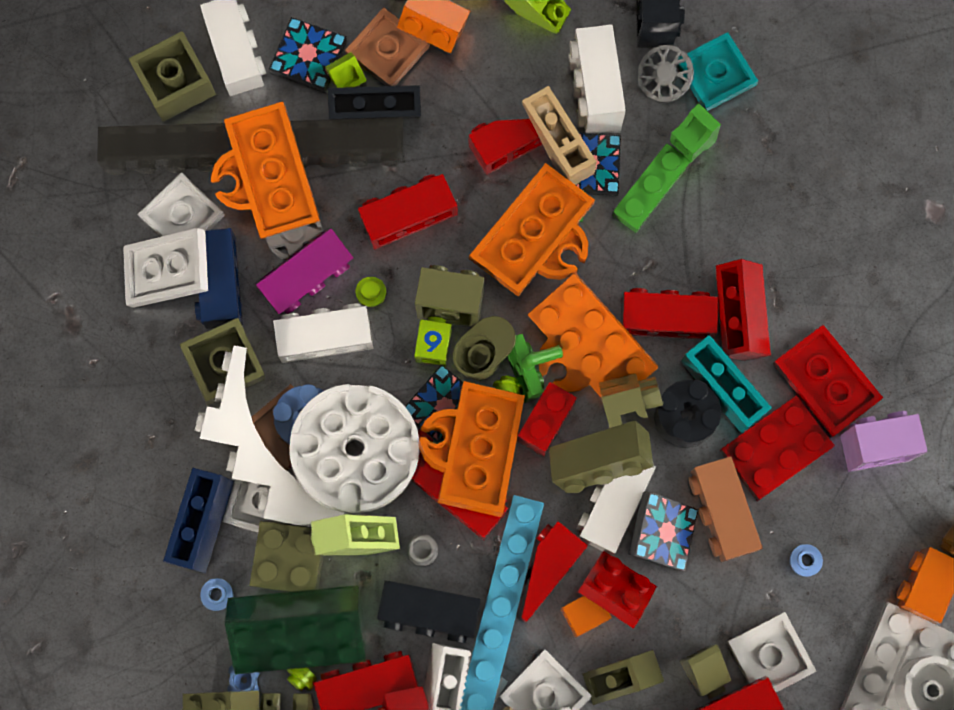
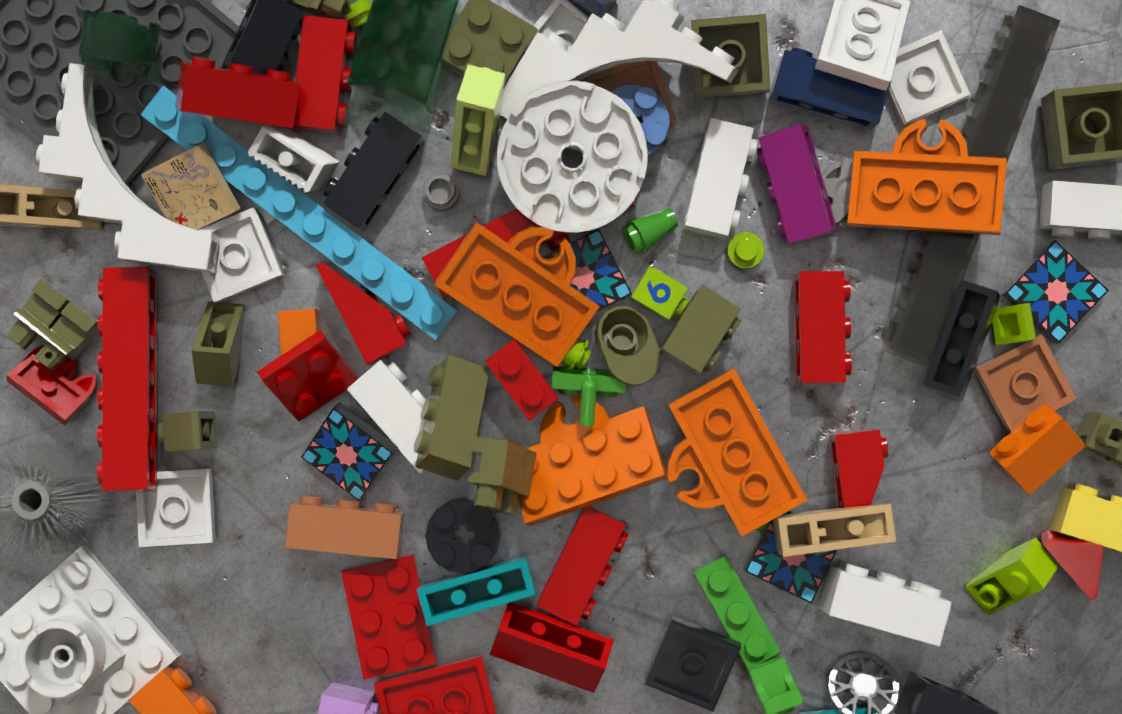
camera: 110 degrees right, 10 degrees up
(386, 372) = (647, 230): none -> bright green cone
(705, 203) = (692, 663): none -> black tile
(796, 560) = (266, 584): light blue plate -> none

